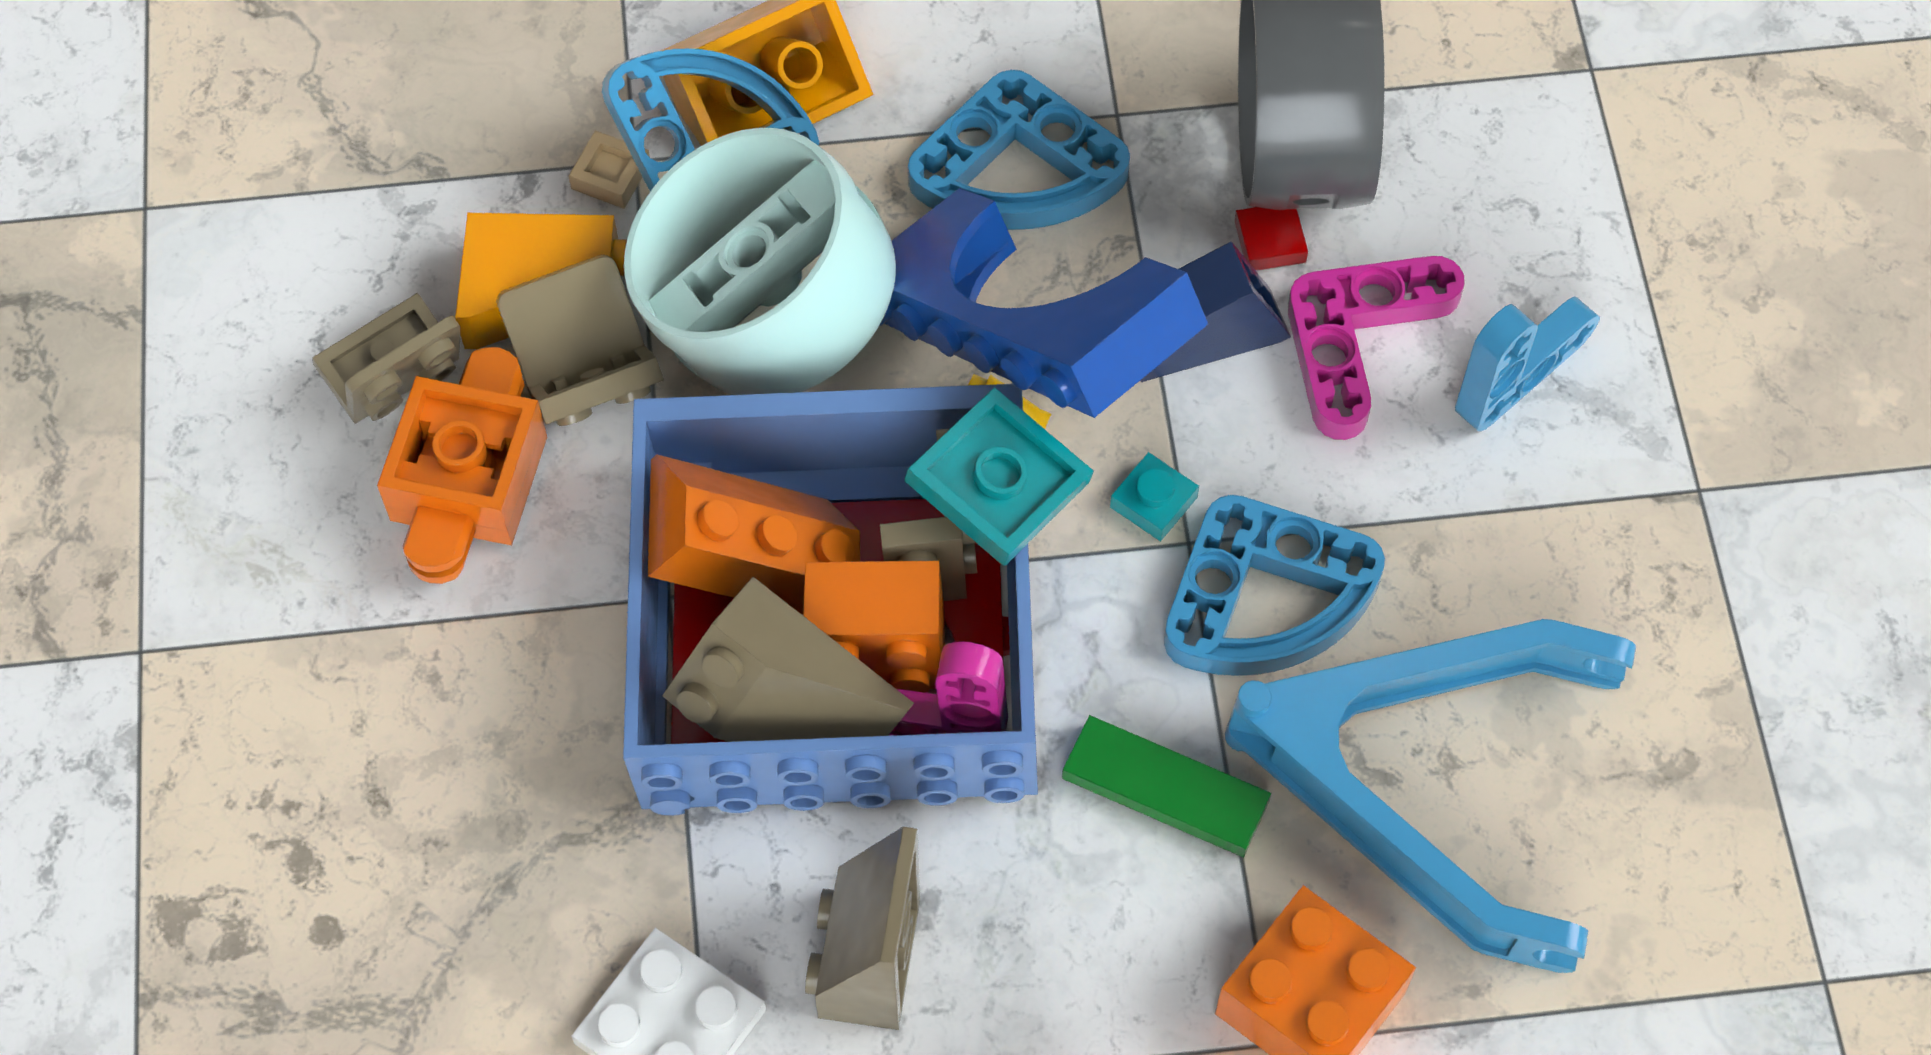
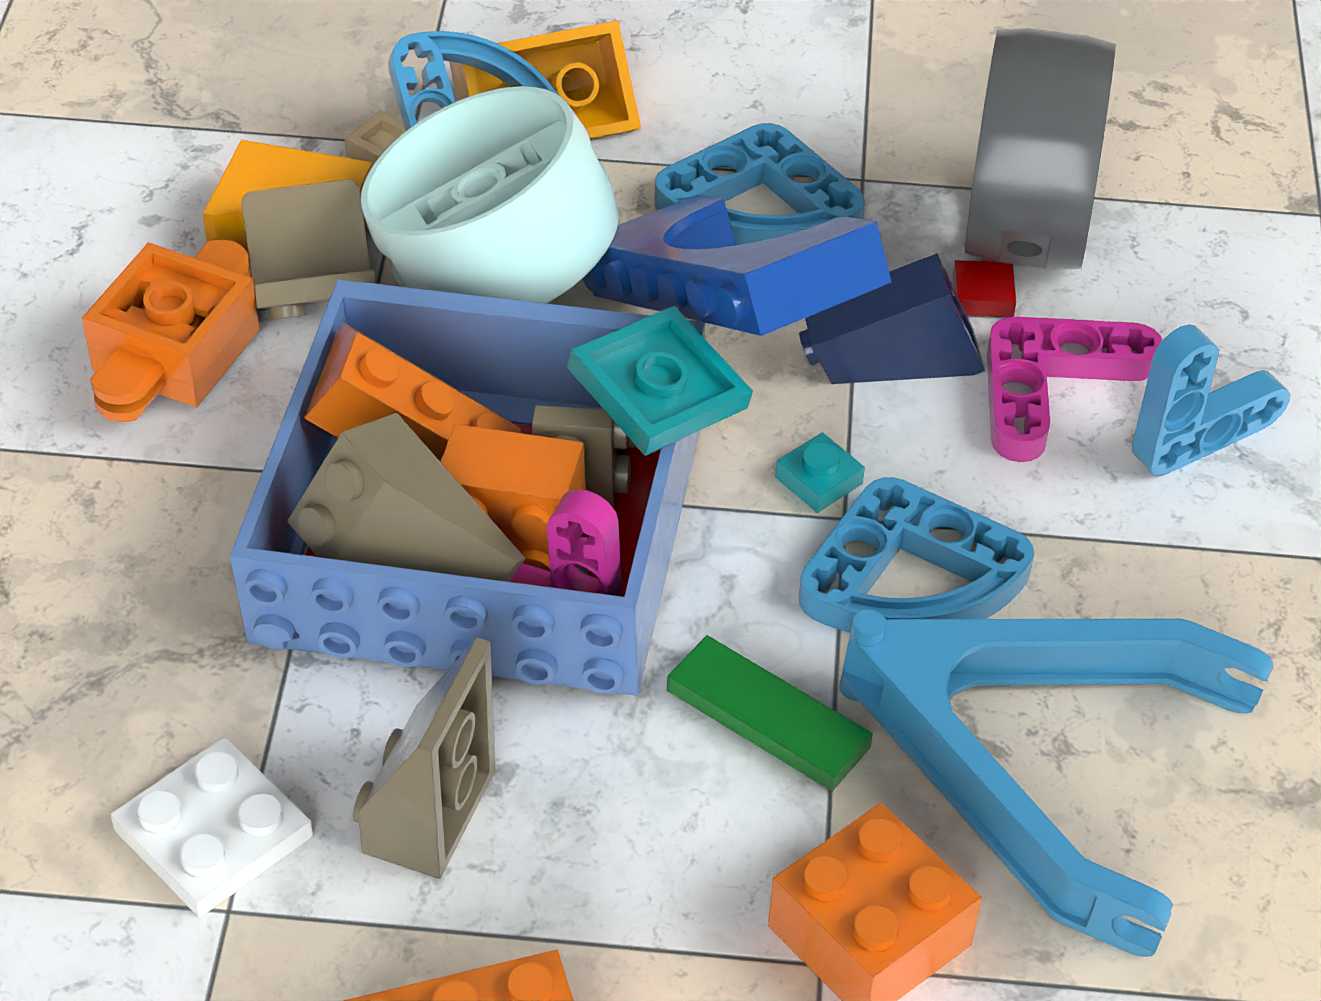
camera: 10 degrees right, 15 degrees down
(384, 357) = (112, 240): dark tan bracket -> none

